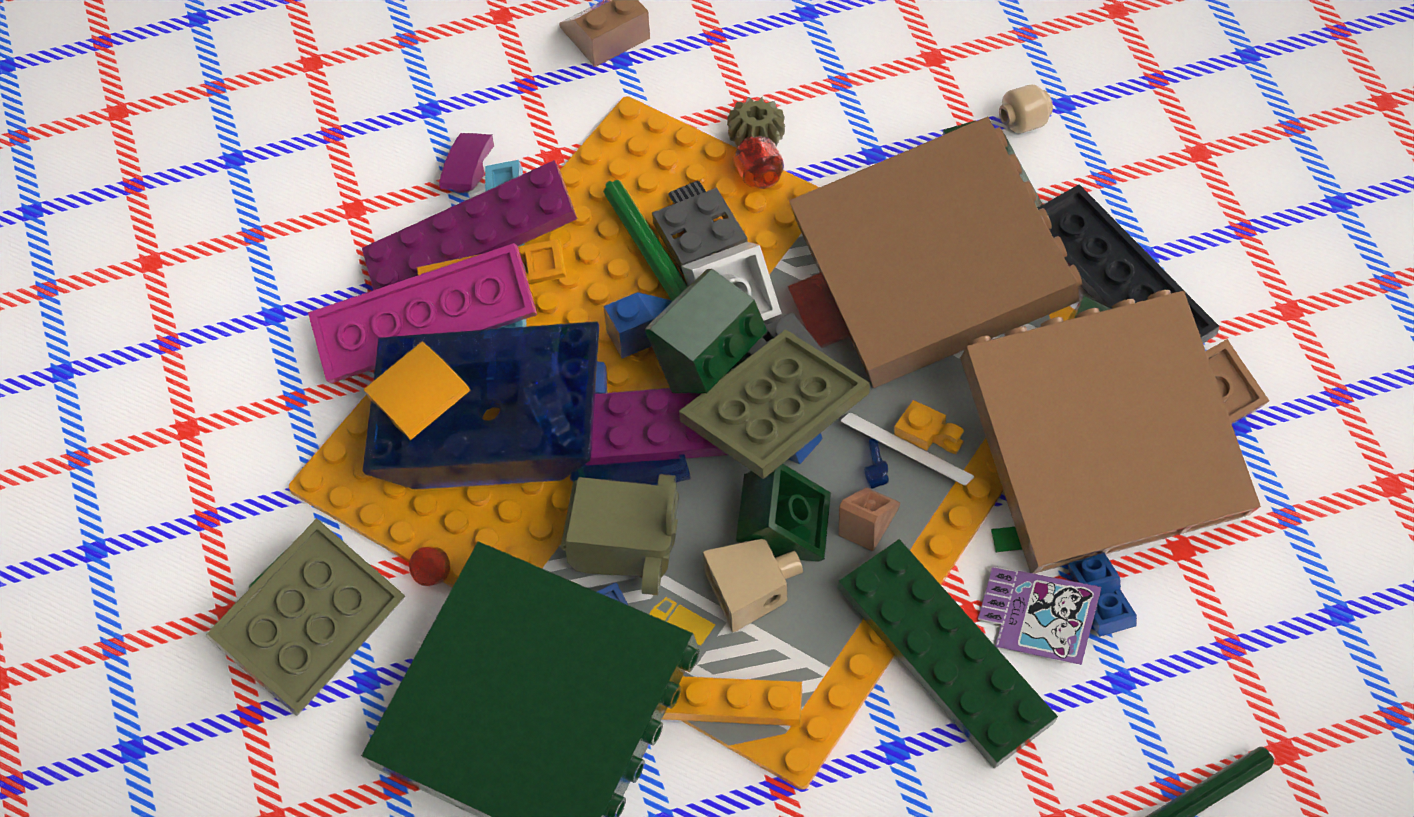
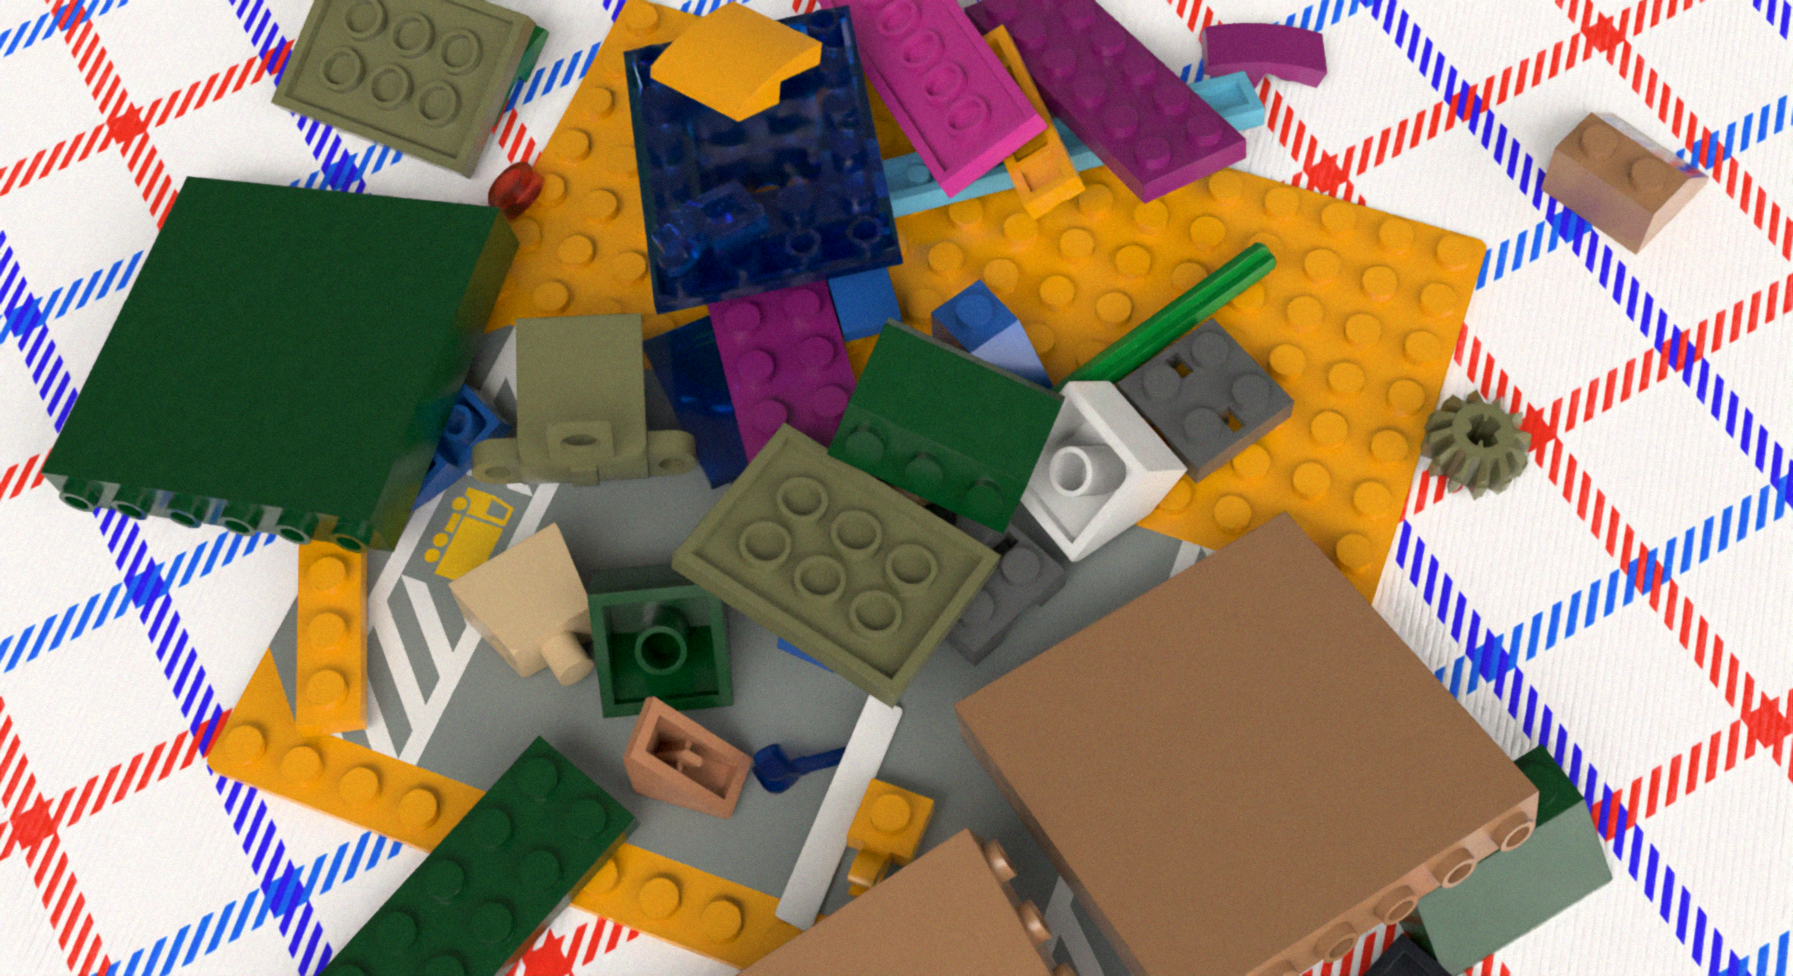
camera: 80 degrees right, 5 degrees up
(686, 192) = (1292, 374): sticker -> none
(758, 162) = (1380, 458): clear red head -> none
(818, 310) = (1079, 604): clear red slope -> none
(1025, 108) = (1675, 901): tan head -> none

